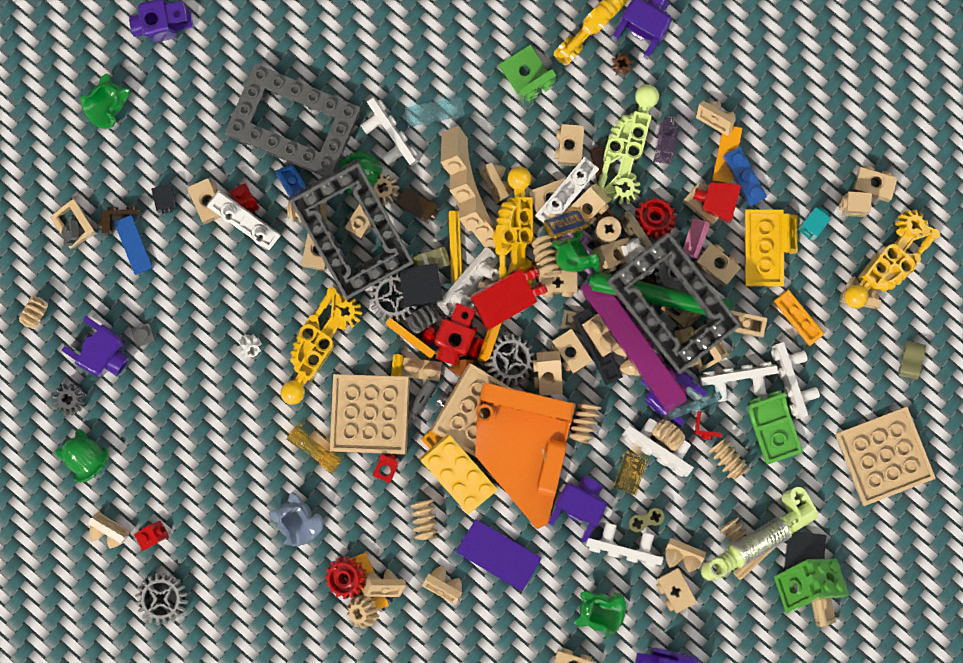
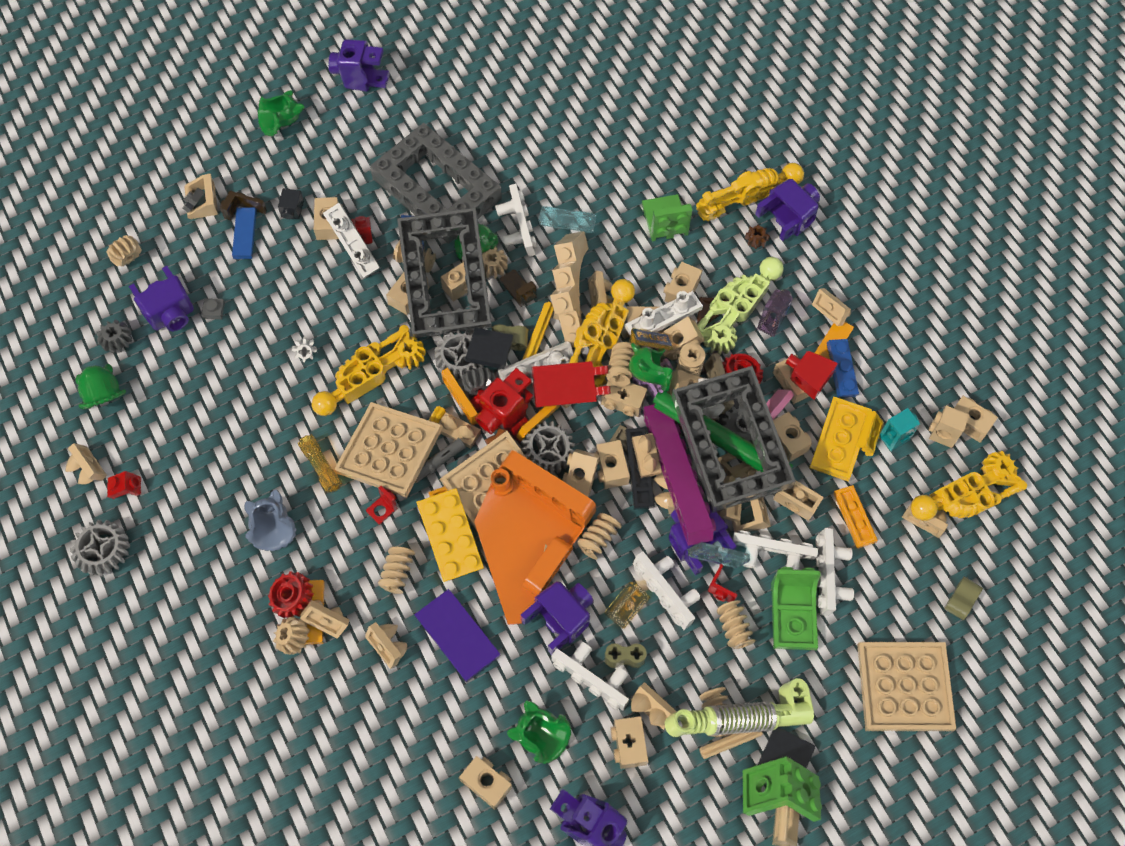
camera: 20 degrees right, 20 degrees down
(668, 435) = (681, 576): tan gear -> none

